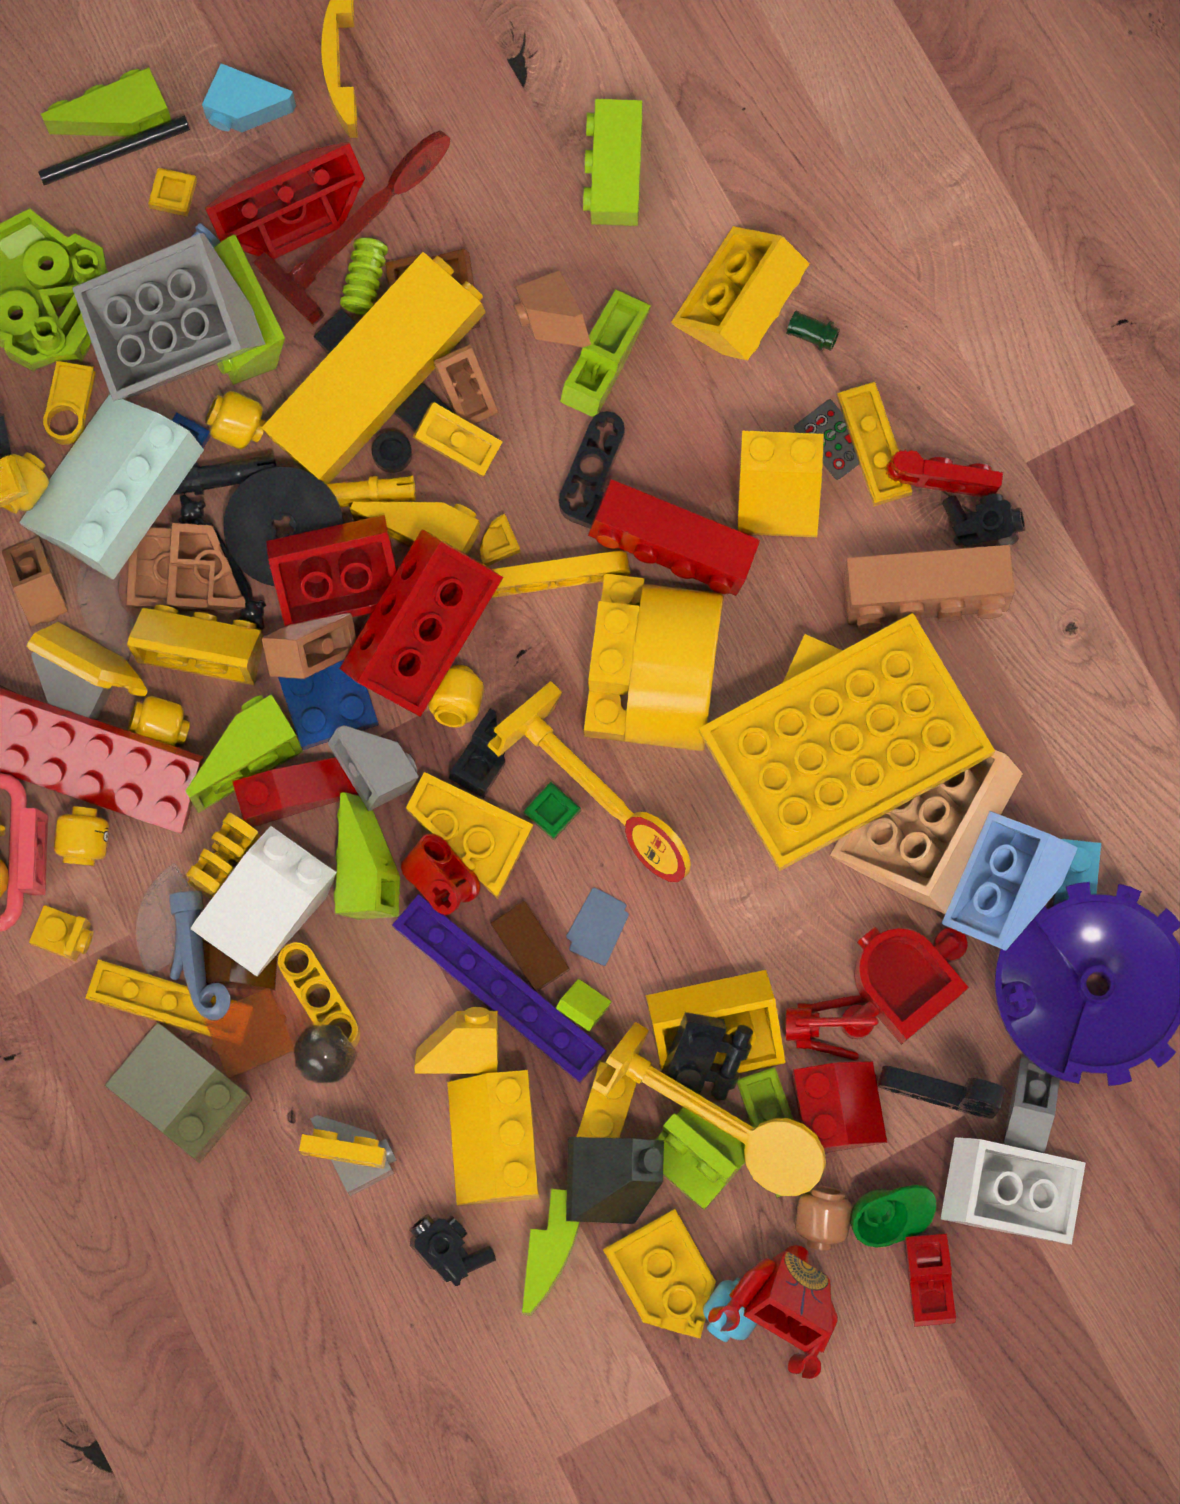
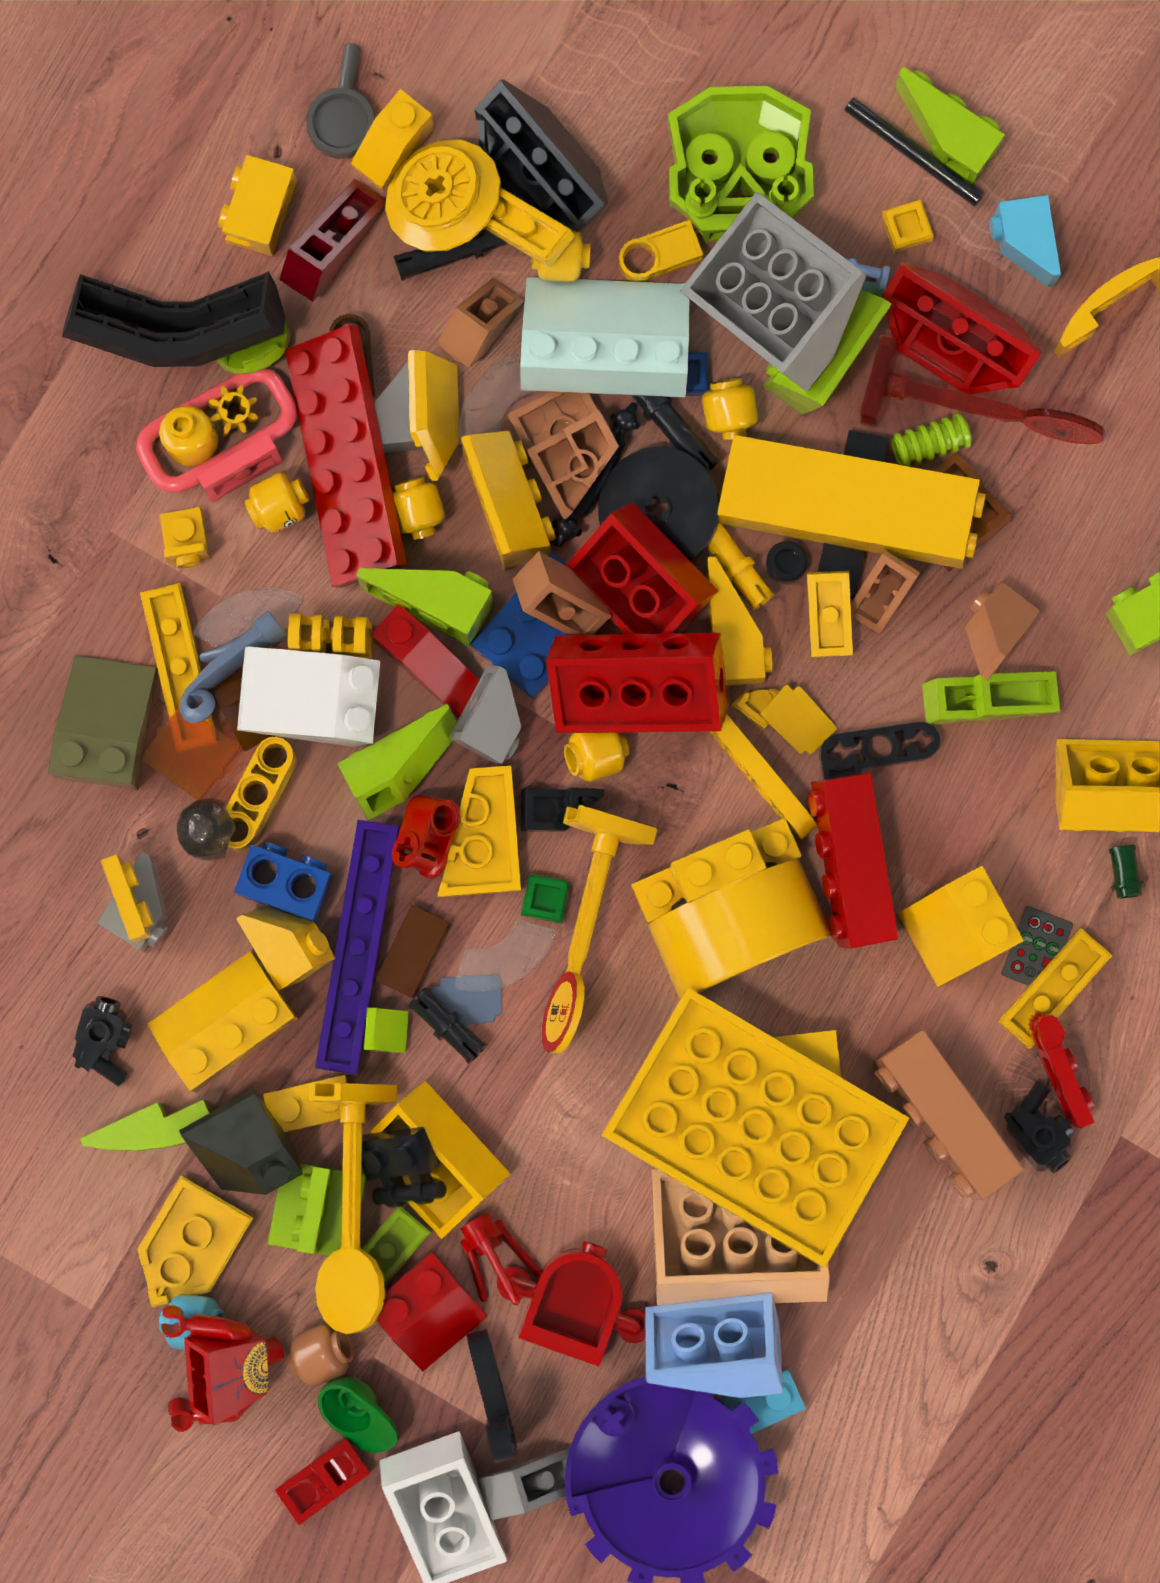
camera: 55 degrees right, 5 degrees up
(415, 1025) = (280, 892): none -> blue brick
(528, 518) = (798, 719): none -> yellow sticker
(585, 875) = (507, 961): none -> clear tile
(610, 952) = (447, 1025): none -> black pin

